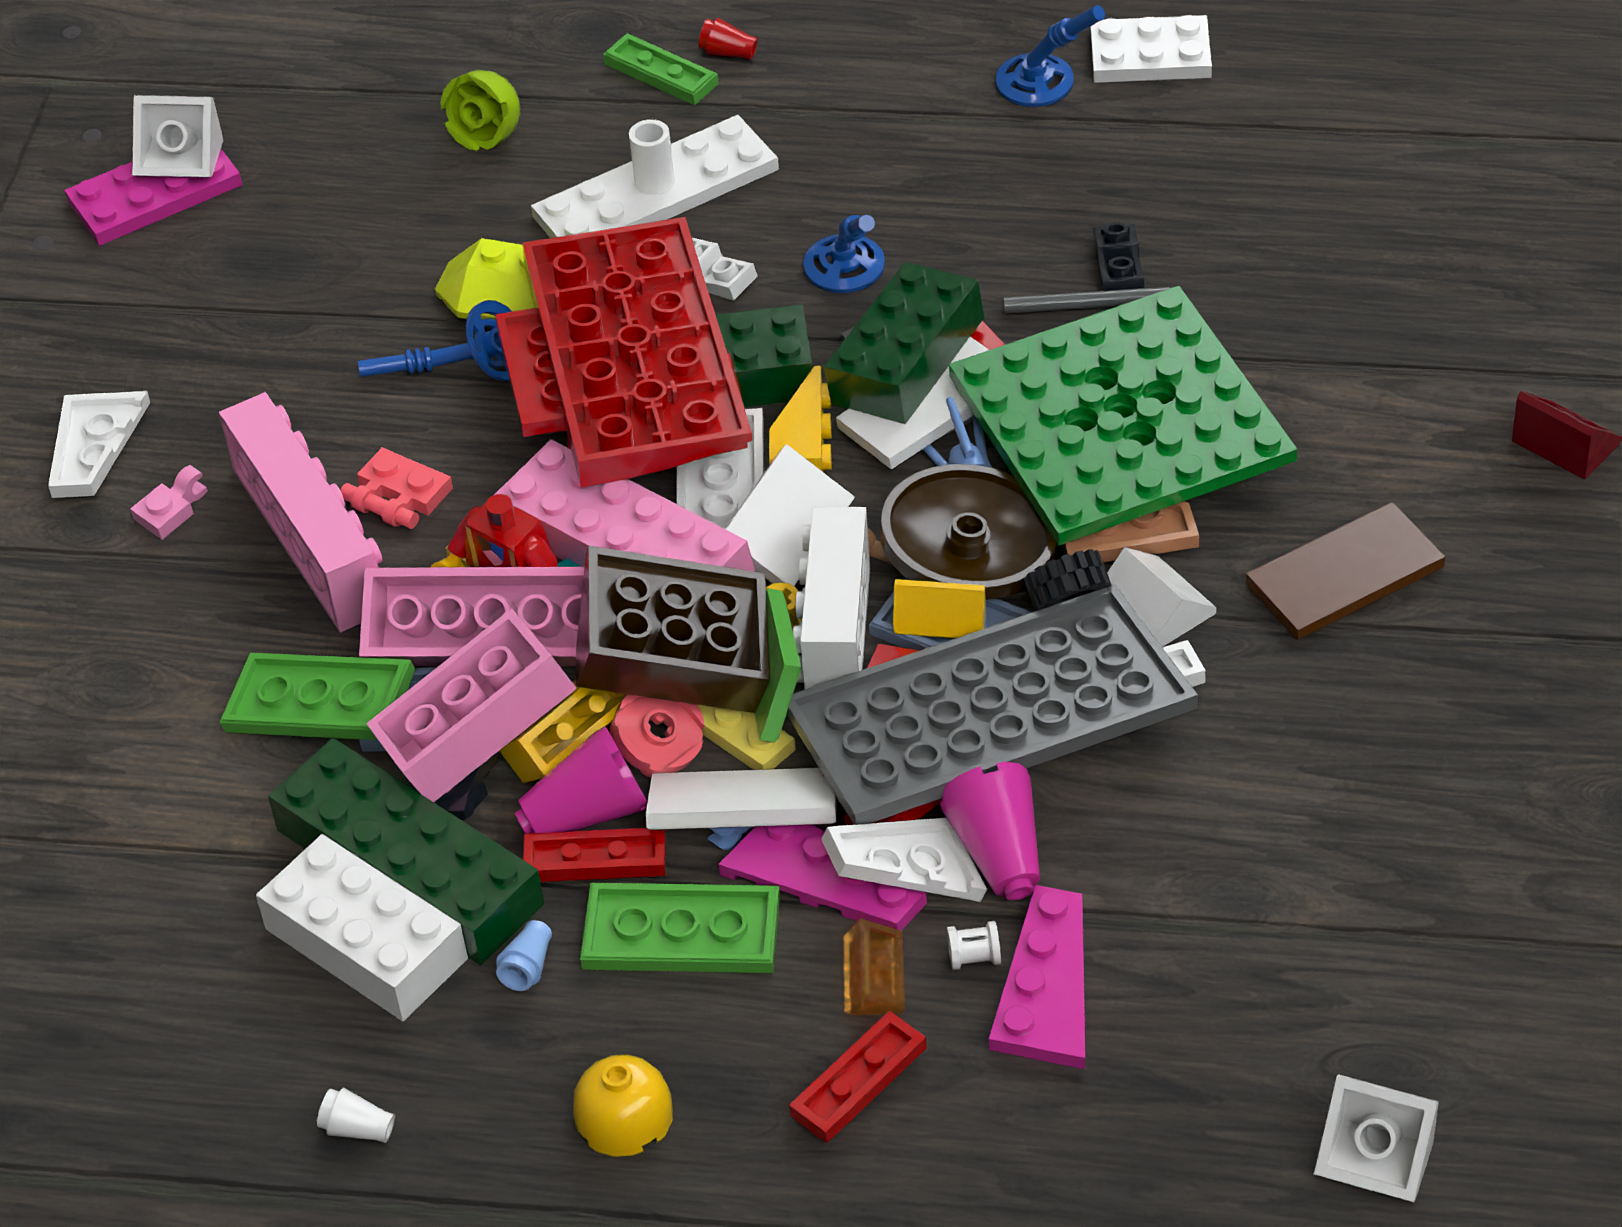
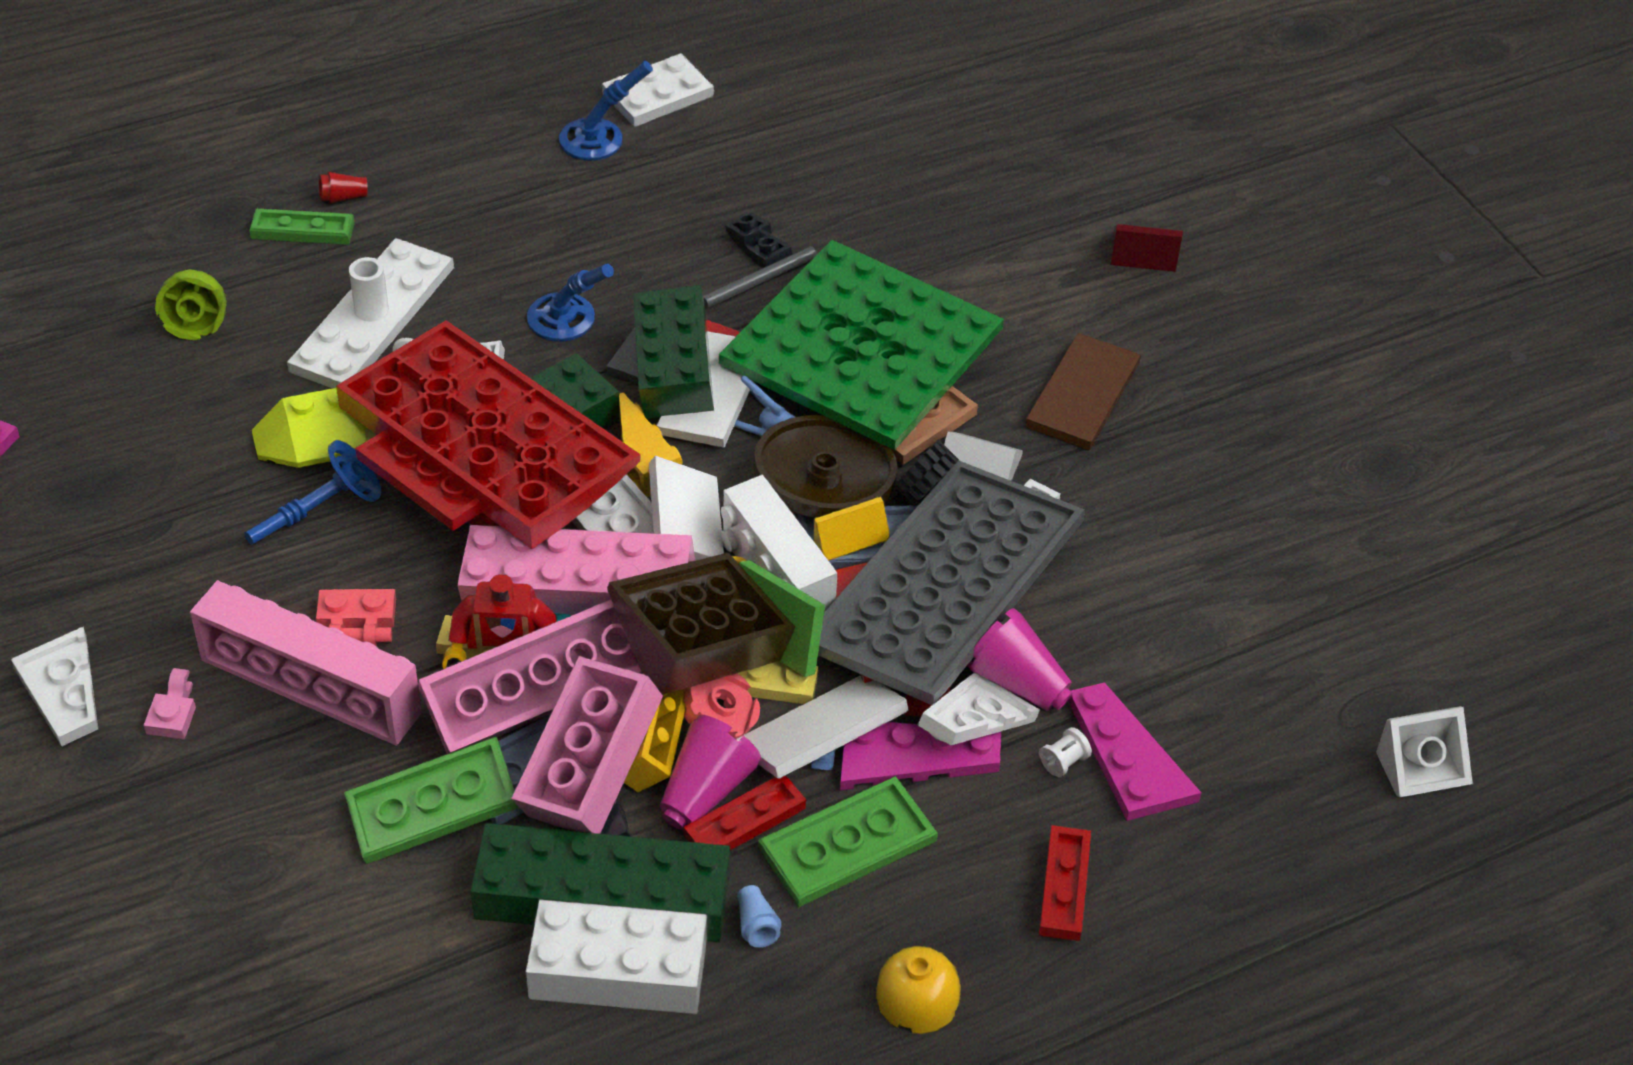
camera: 40 degrees left, 0 degrees up
(873, 969) = (1006, 804): clear orange slope -> none

